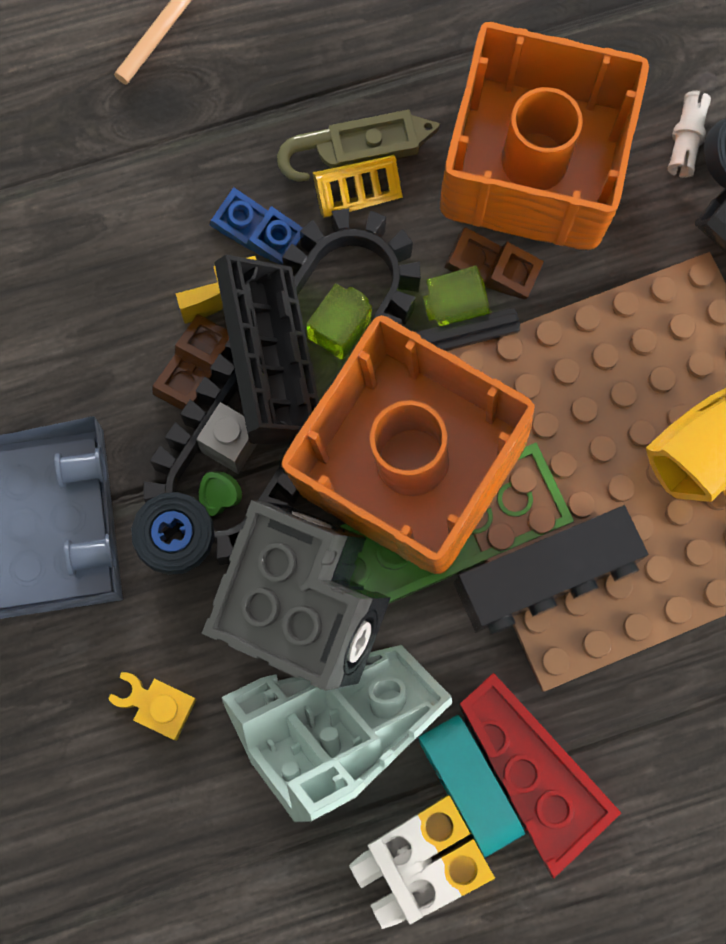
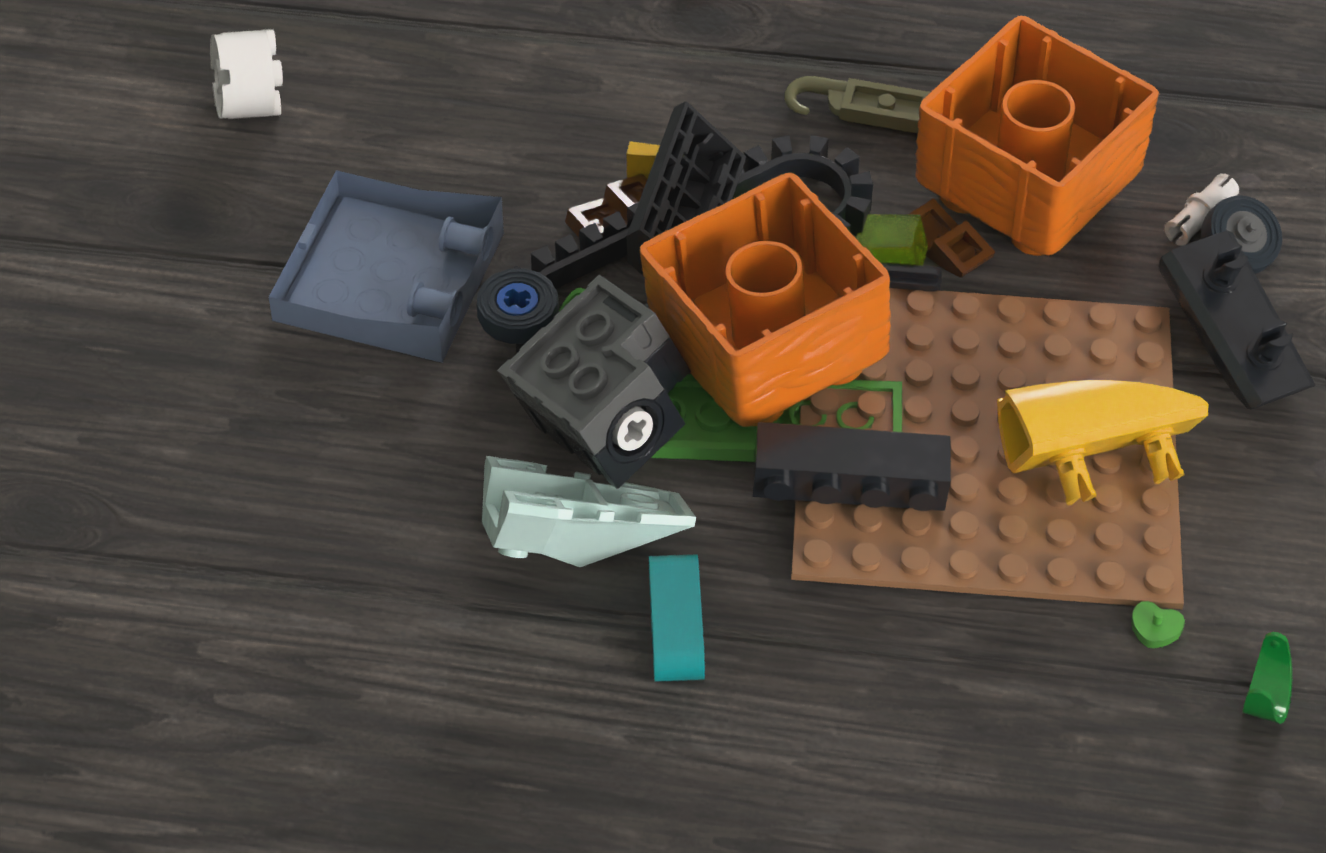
camera: 30 degrees right, 25 degrees down
(160, 707) = (423, 450): yellow plate -> none
(226, 438) = (609, 259): light grey brick -> none
(254, 227) = (736, 125): blue slope -> none
(324, 194) = (834, 114): yellow slope -> none
(406, 862) = (594, 654): white hips -> none
(544, 784) = (748, 646): red wing -> none

